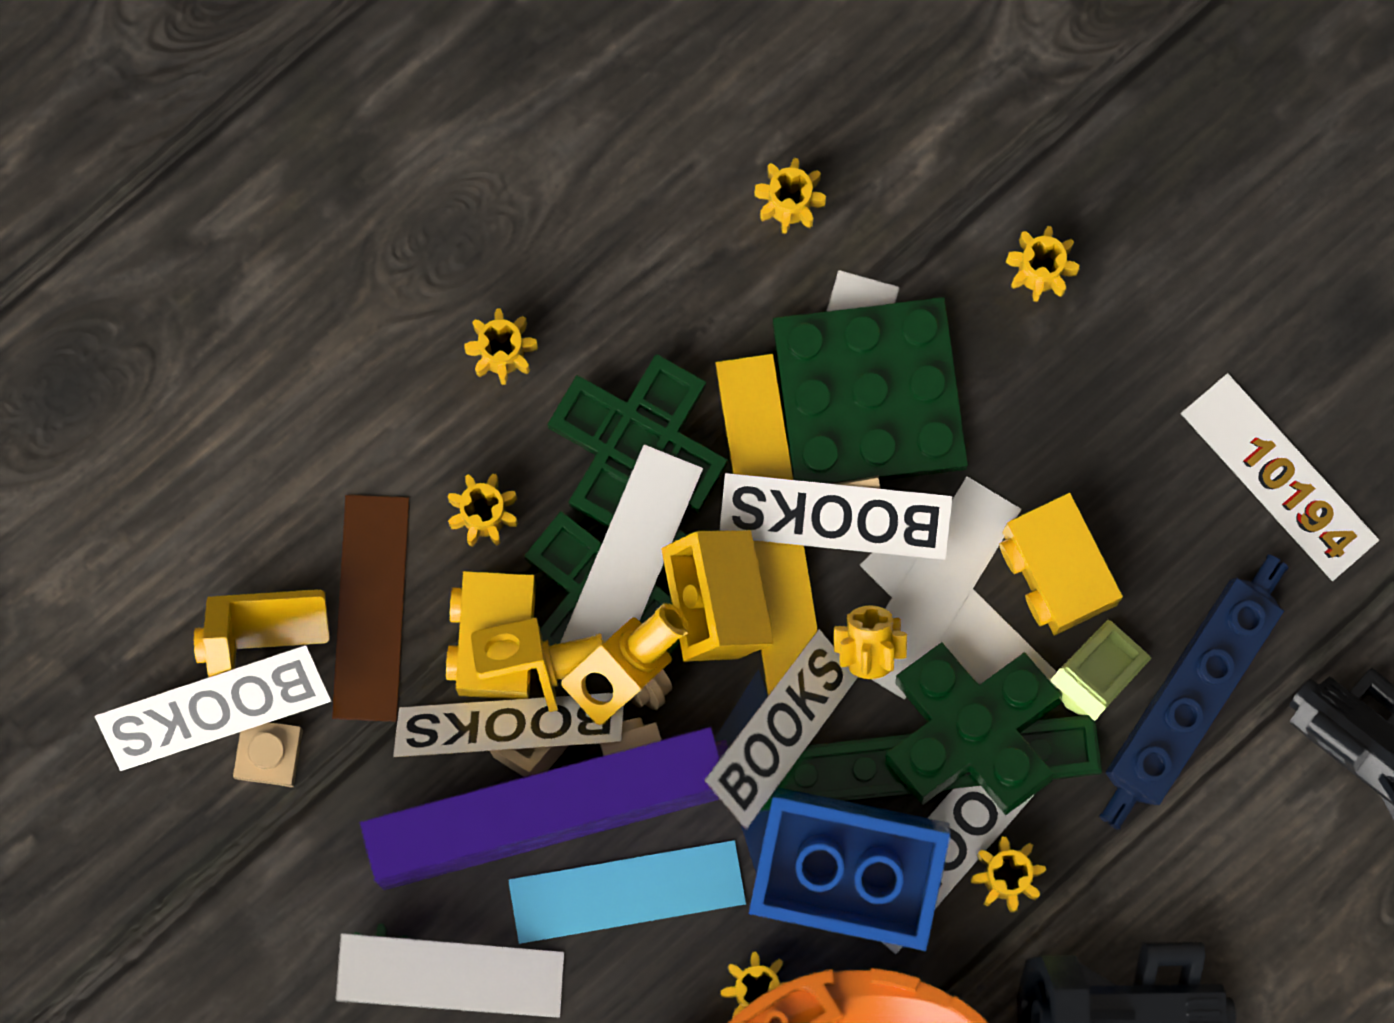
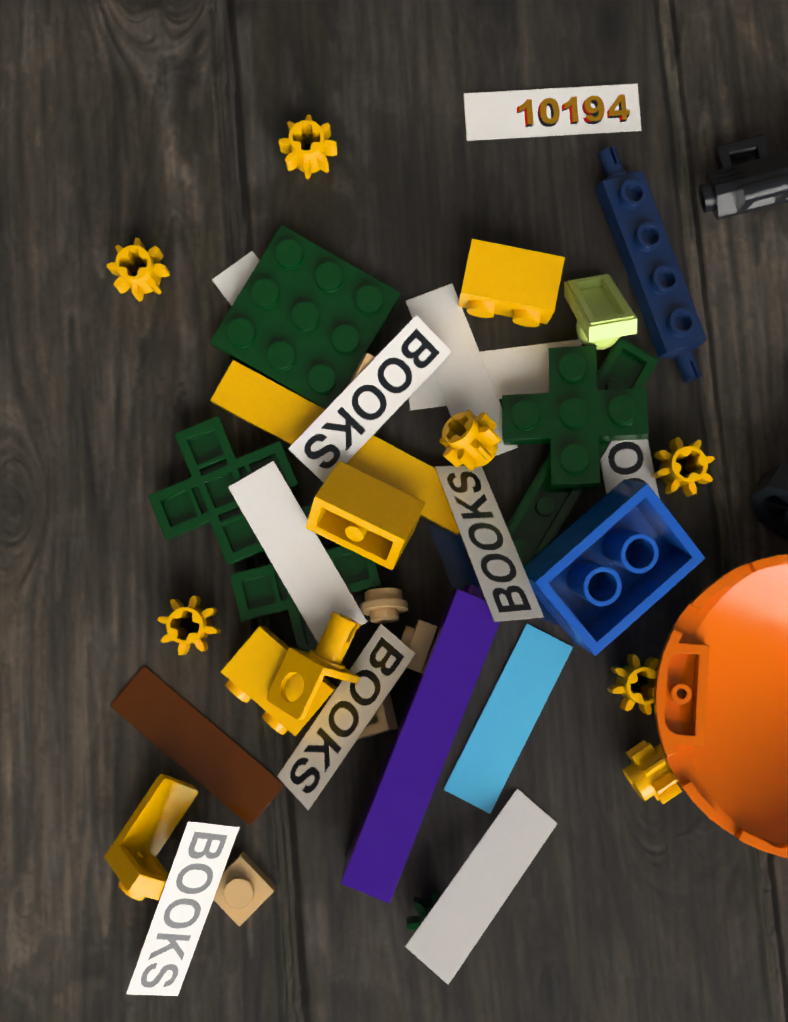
camera: 55 degrees left, 5 degrees up
(501, 362) = (82, 521): yellow gear -> none
(628, 660) = (366, 608): yellow bracket -> none

